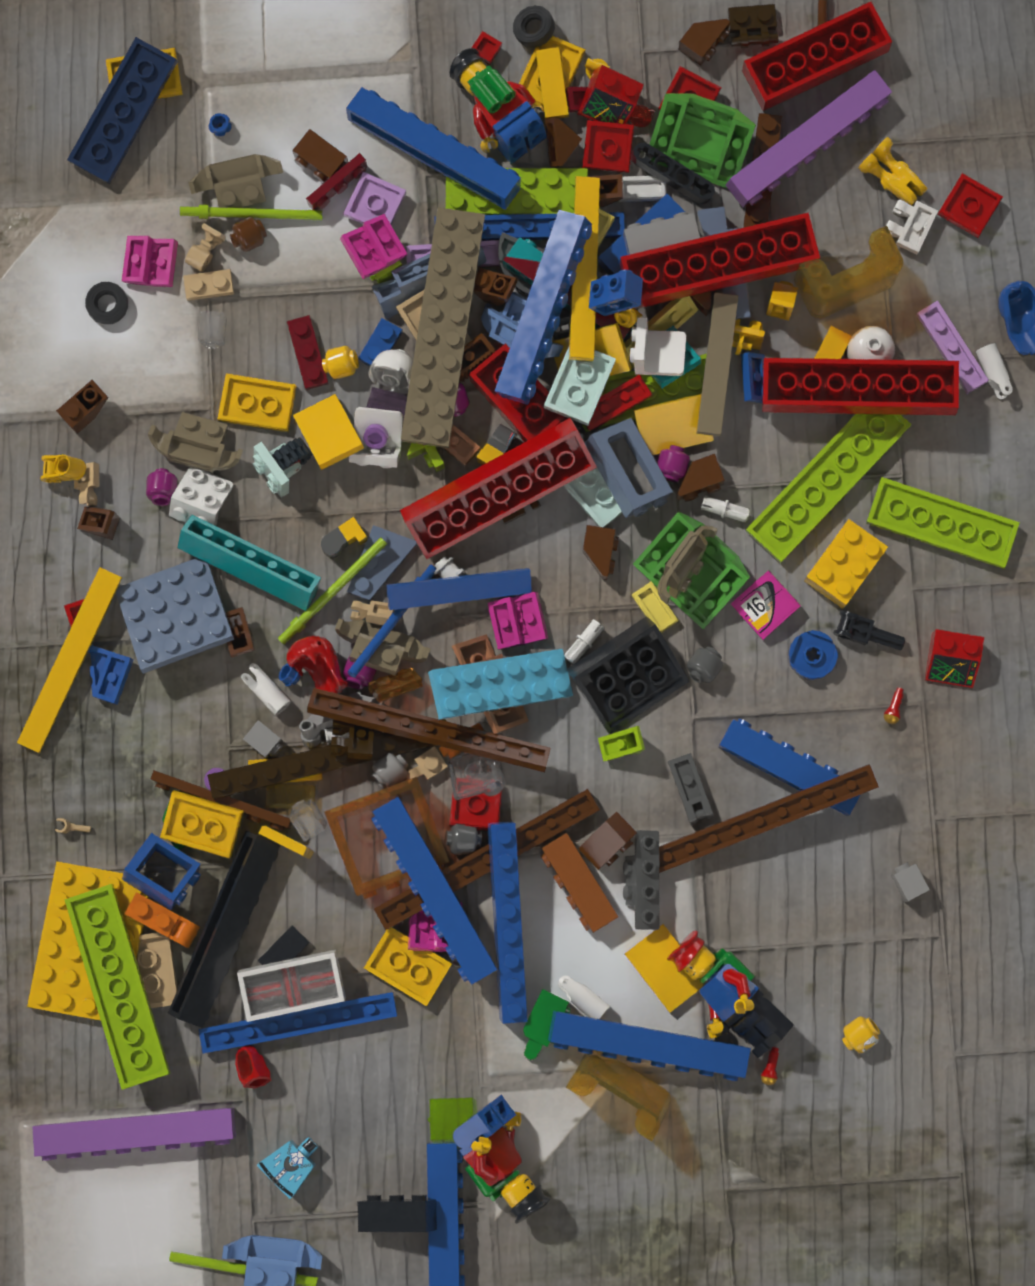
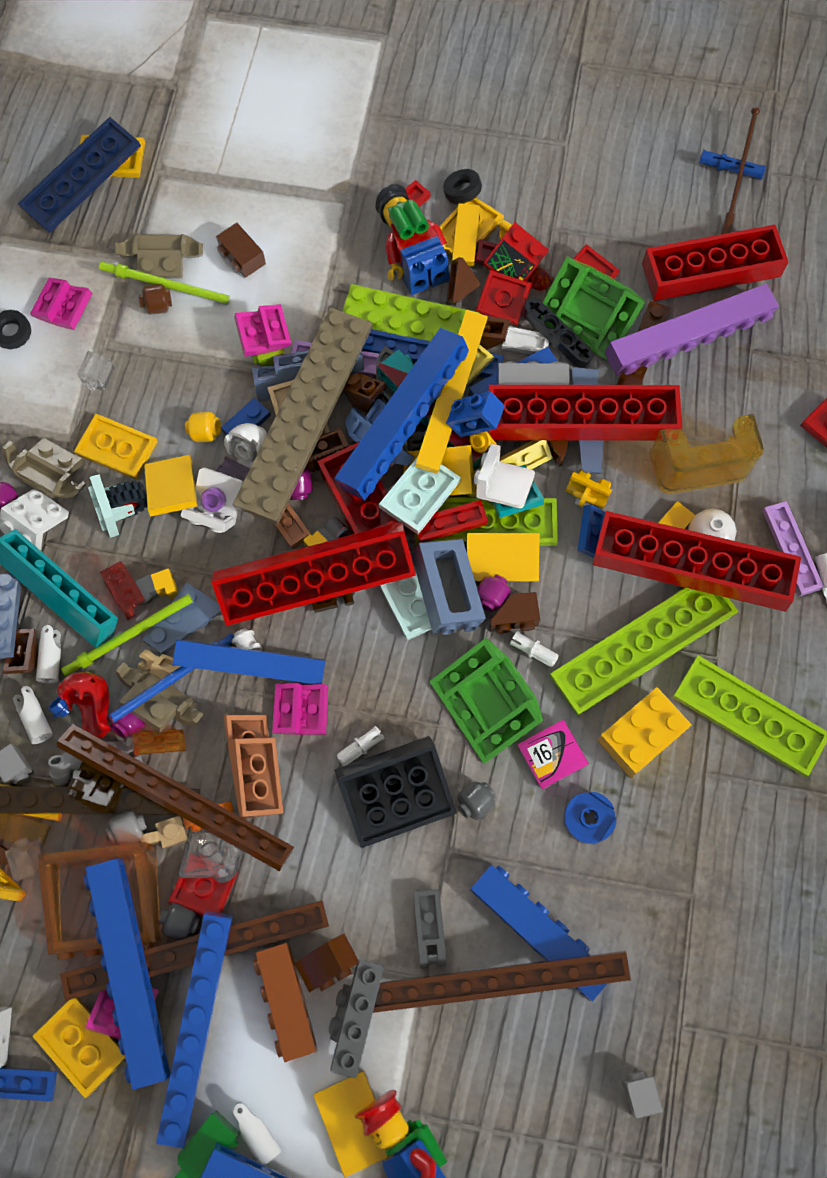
camera: 10 degrees right, 10 degrees down
(200, 255) = (107, 308): tan leg -> none
(208, 285) = (106, 335): tan plate -> none
(224, 120) = (161, 201): blue plate -> none
(262, 630) = (48, 656): none -> white piece
(307, 352) = (176, 412): dark red plate -> none
(314, 547) = (122, 588): none -> clear red bracket
(337, 183) = (249, 274): dark red plate -> none
(373, 198) = (276, 291): lavender plate -> none
(431, 457) = (260, 528): lime slope -> none
(434, 148) = (344, 263): blue brick -> none
(500, 683) = (259, 766): medium azure plate -> none
(598, 548) = (399, 656): reddish brown slope -> none
(621, 744) = (369, 861): lime slope -> none
(654, 608) = (440, 729): light yellow tile -> none
(685, 563) = (479, 690): dark tan plate -> none
(702, 39) = (612, 228): reddish brown slope -> none
(717, 364) = (558, 509): dark tan tile -> none
(752, 19) = (661, 224): dark brown plate -> none
(782, 300) = (634, 467): yellow slope -> none
(861, 630) = (646, 805): black connector -> none
(892, 714) = (660, 901): red piece -> none
(901, 182) = (771, 386): yellow piece -> none
(916, 227) = (779, 430): white plate -> none
(954, 658) = (737, 858): slope -> none

